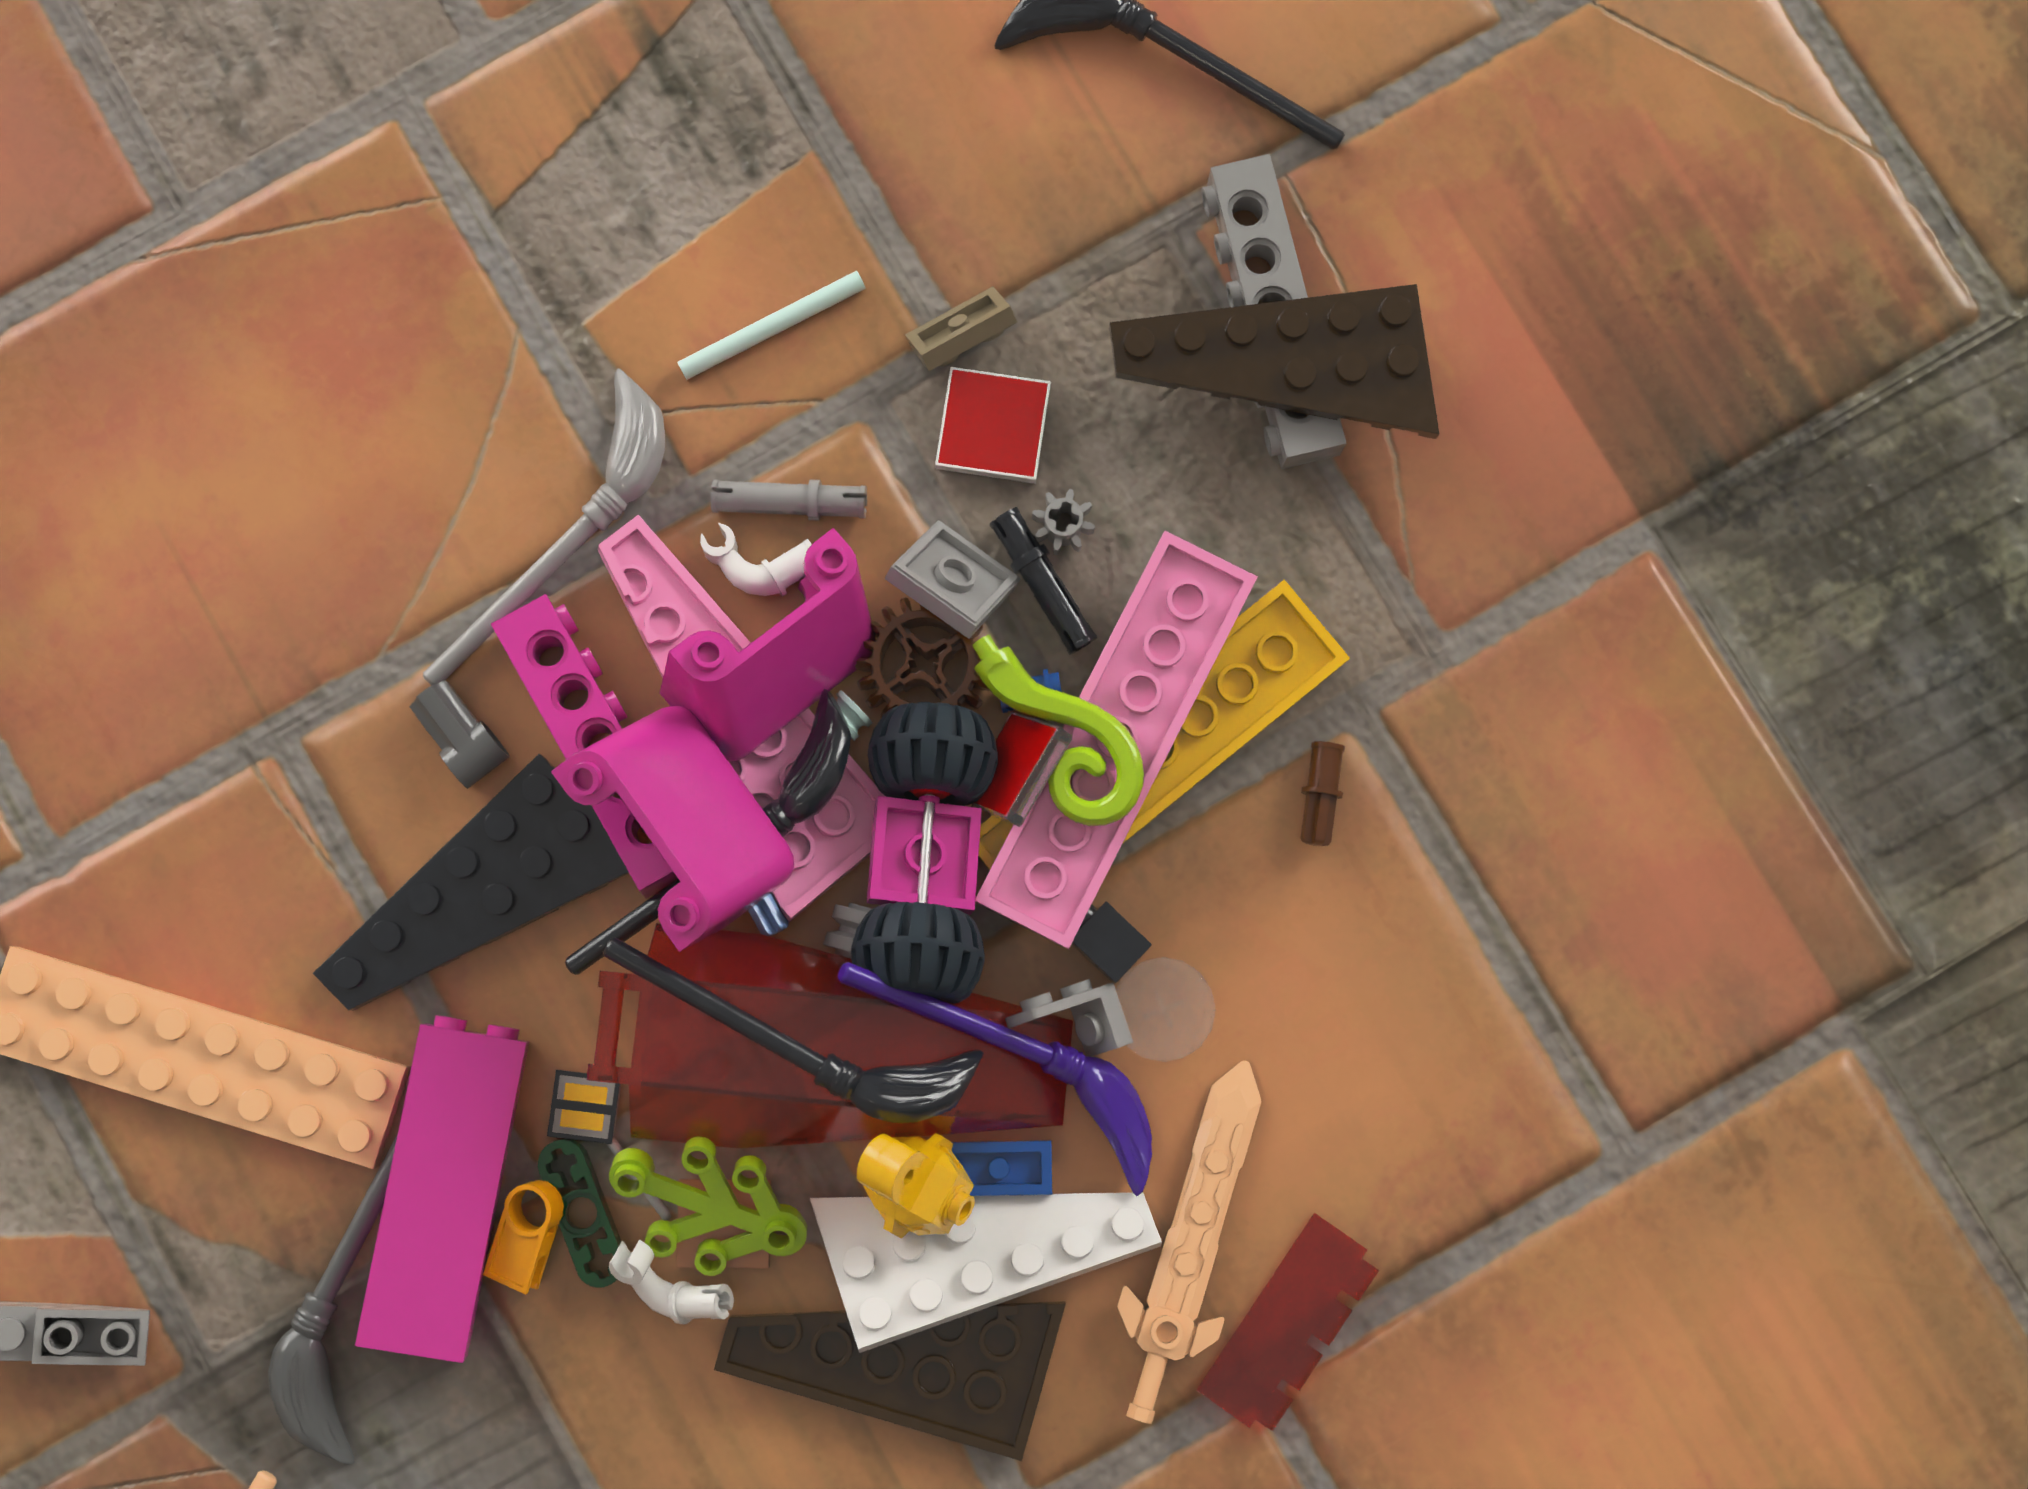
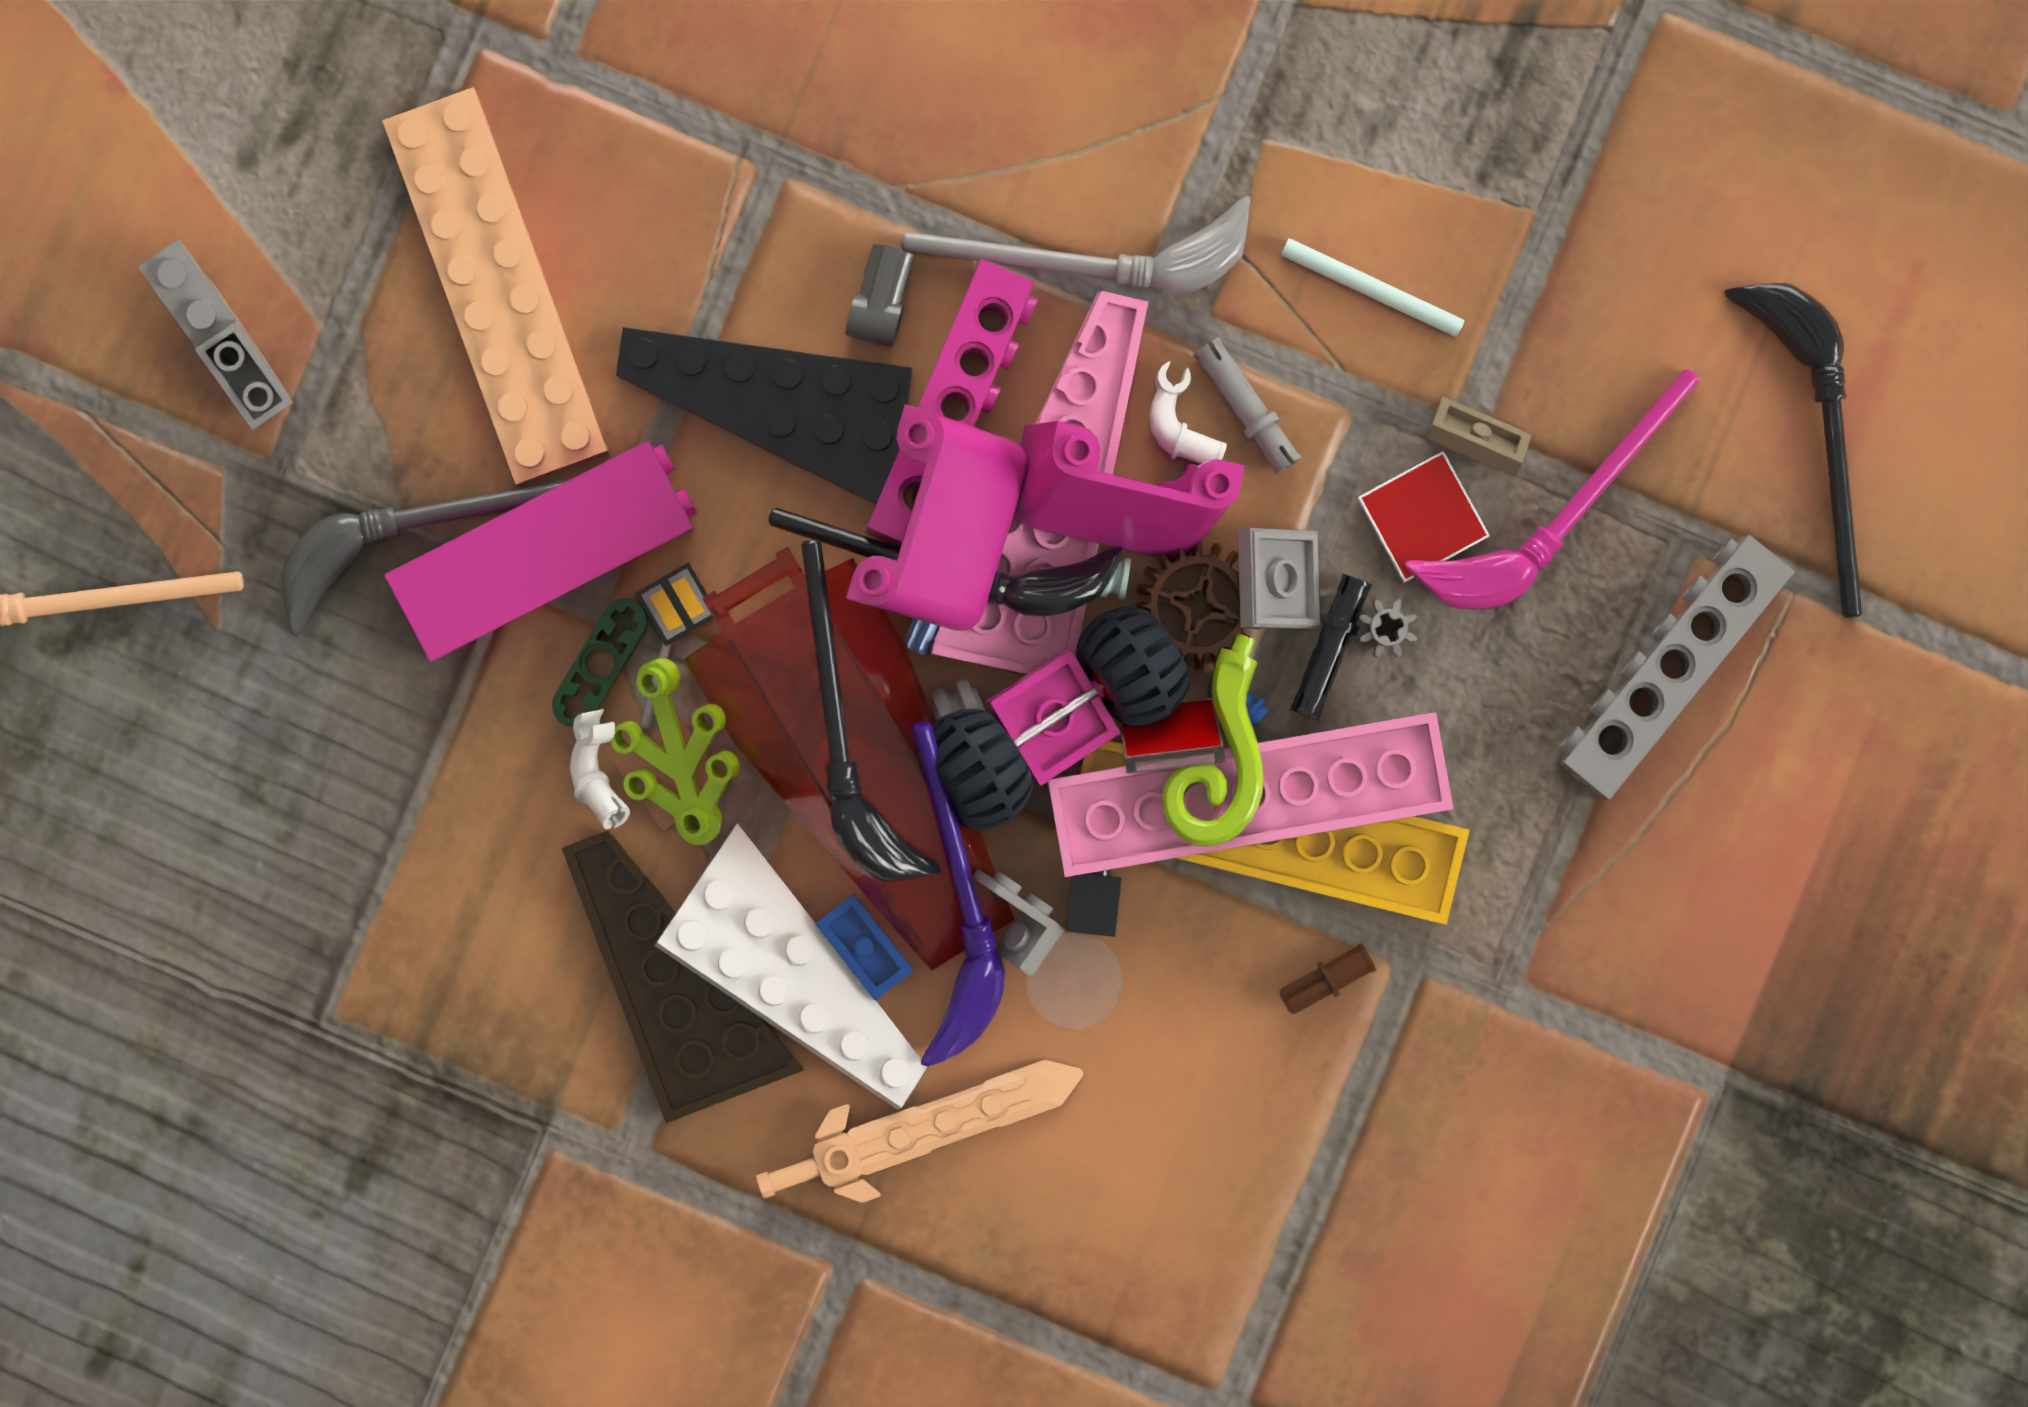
camera: 50 degrees right, 5 degrees up
(518, 1246) = (541, 636): light orange piece -> none
(916, 1184) = (807, 895): yellow piece -> none
(1093, 391) = (1508, 574): none -> dark pink piece
(1276, 1328) = (911, 1239): clear red windscreen -> none
(1313, 356) = (1659, 726): dark brown wing -> none

